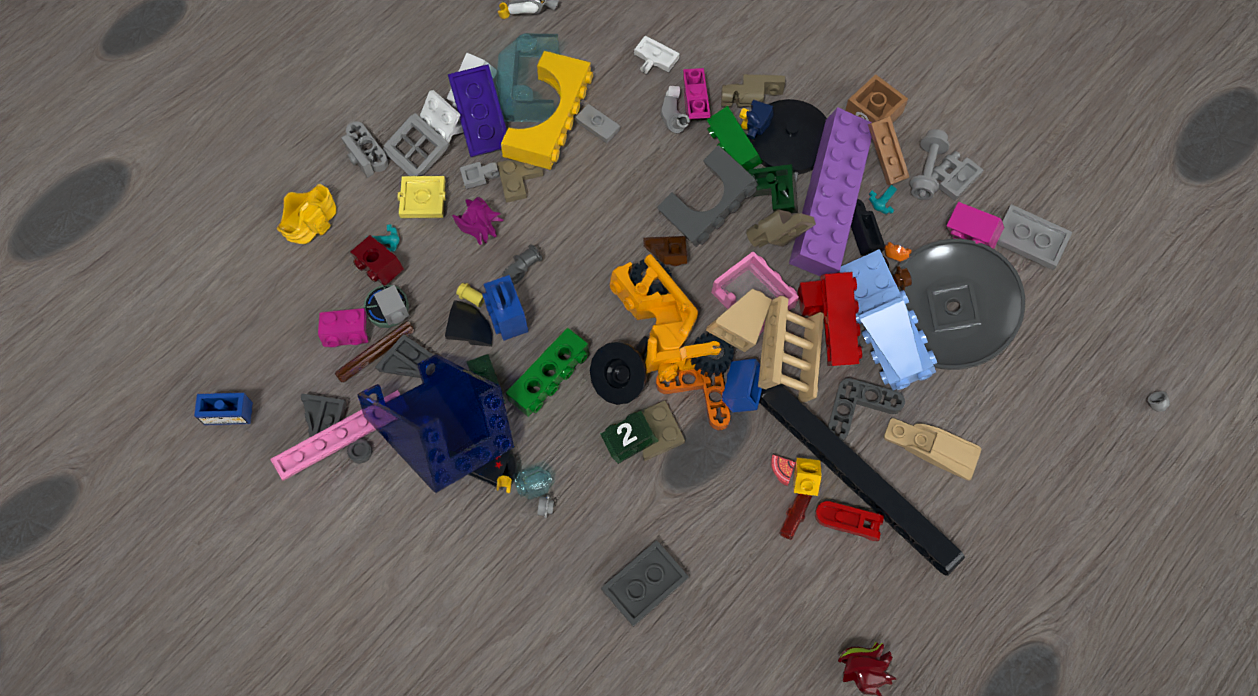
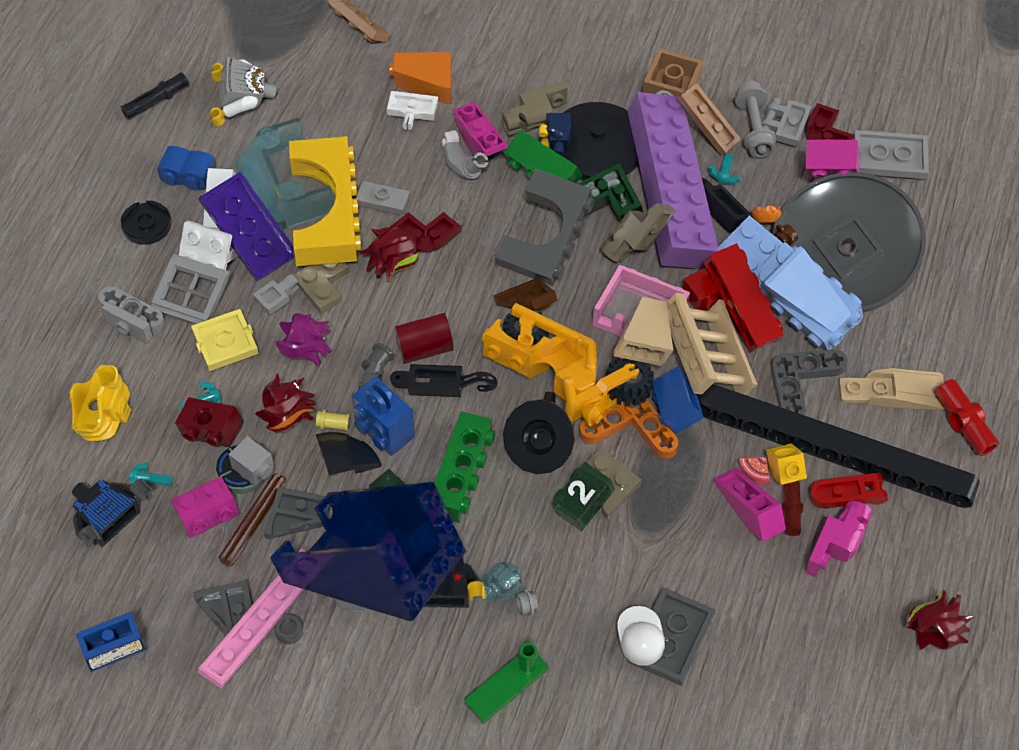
camera: 25 degrees left, 10 degrees down
(269, 301) = (105, 509): none -> torso
(307, 282) = (136, 474): none -> teal piece
(411, 78) = (145, 222): none -> black tile
(438, 269) = (285, 405): none -> dark red hair
(458, 42) = (185, 167): none -> blue brick
(498, 566) = (506, 683): none -> green piece
(570, 295) = (444, 380): none -> black piece
(571, 254) = (424, 338): none -> dark red brick
(578, 172) = (391, 251): none -> dark red hair
(614, 169) = (431, 236): none -> dark red plate
(618, 573) = (641, 635): none -> white cap
(678, 30) = (423, 73): none -> orange slope
(762, 498) = (752, 504): none -> dark pink slope
(822, 557) = (840, 536): none -> dark pink plate
(981, 496) = (967, 417): none -> red piece
(982, 191) = (821, 125): none -> dark red plate

